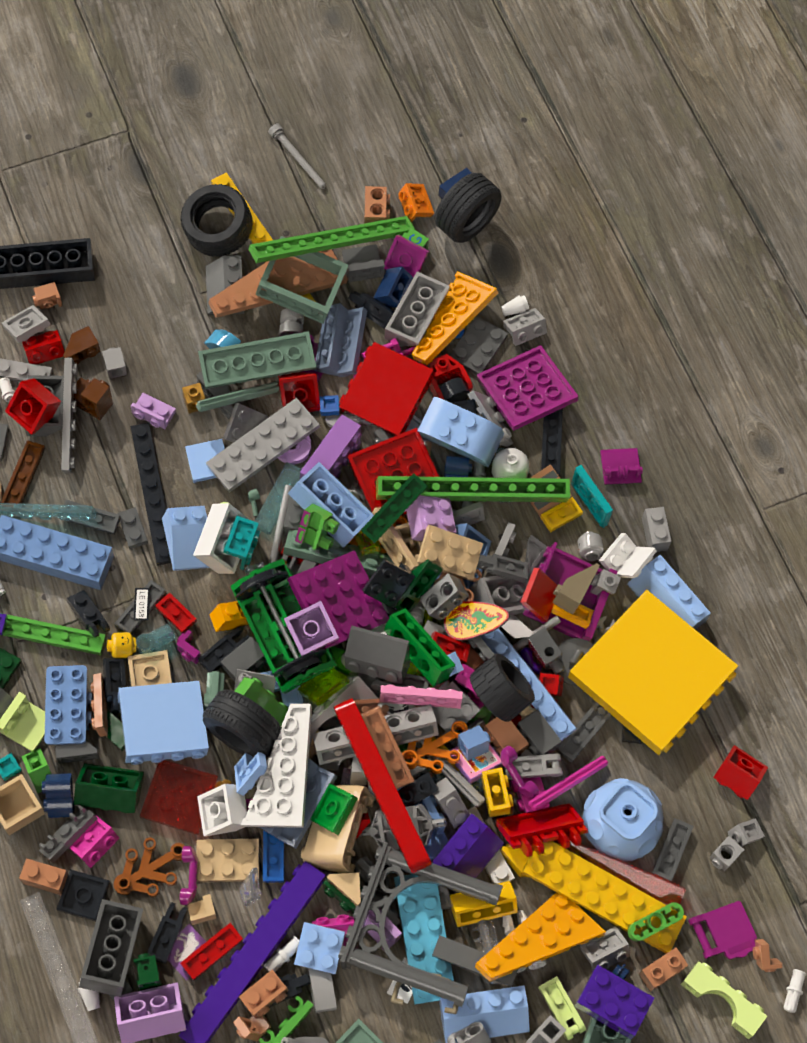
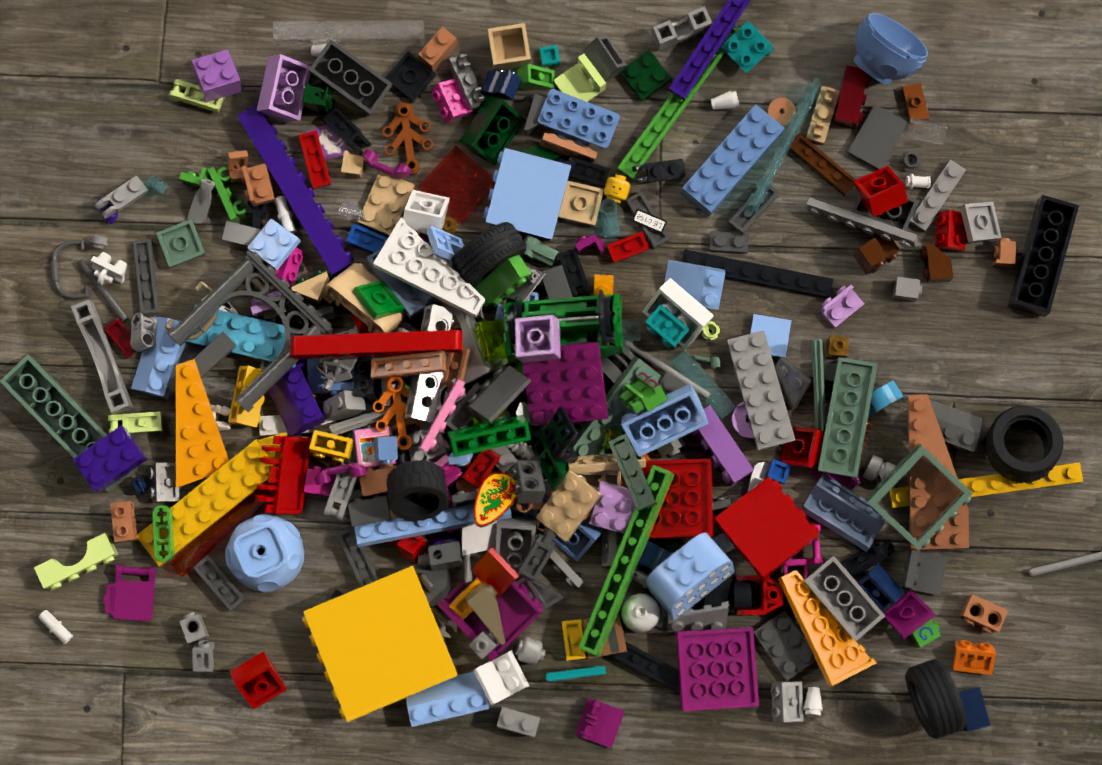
camera: 120 degrees right, 15 degrees up
(329, 239) = (951, 544): bright green plate -> none
(567, 783) = (316, 518): dark pink axle -> none
(762, 956) = (87, 615): nougat bracket -> none

